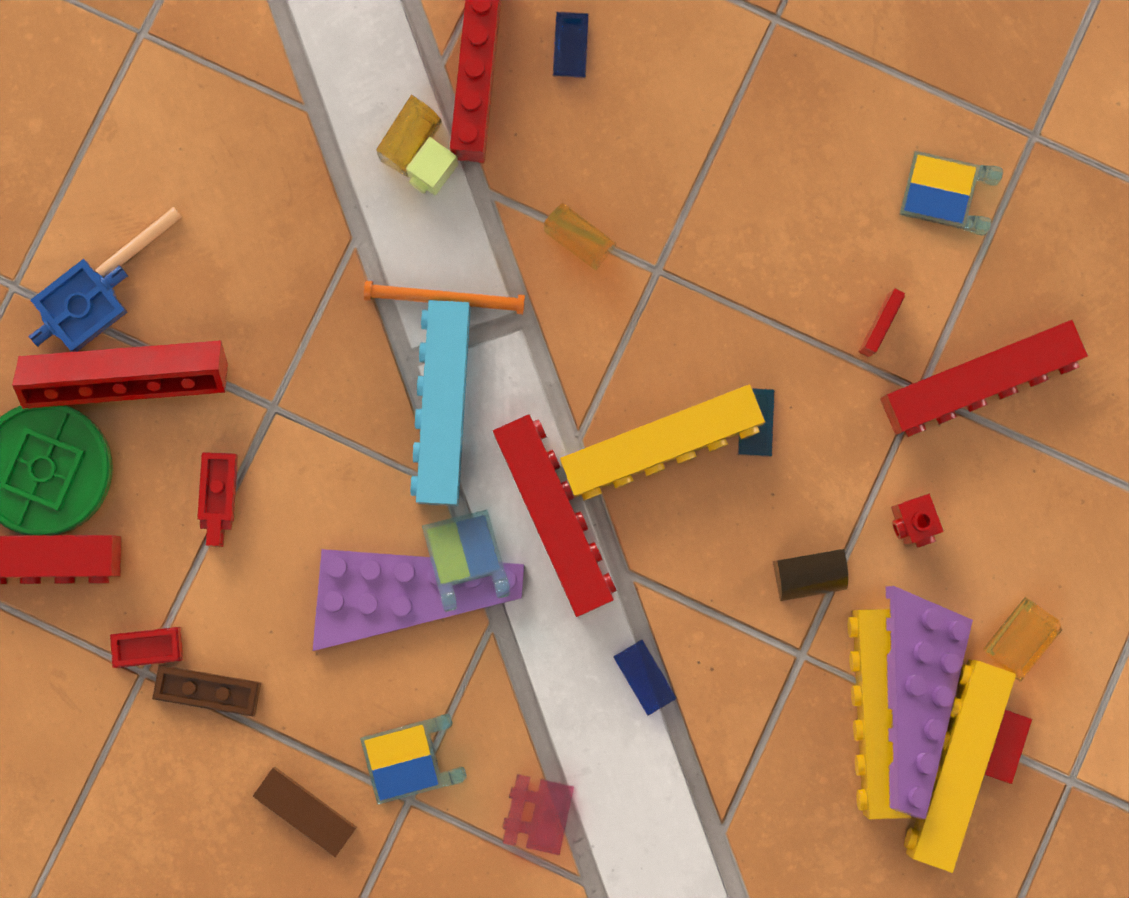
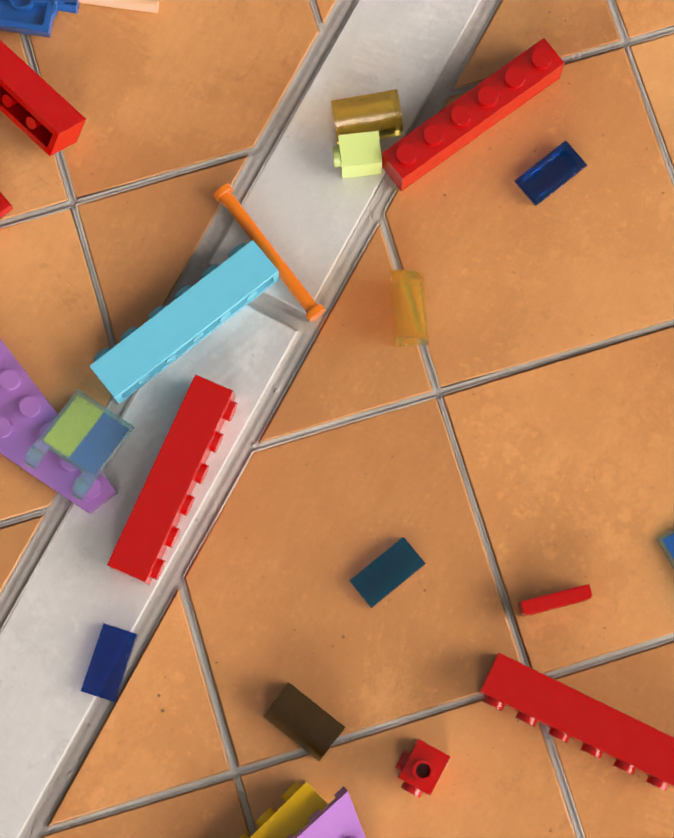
camera: 55 degrees right, 5 degrees down
(663, 441) = (304, 512): yellow brick -> none

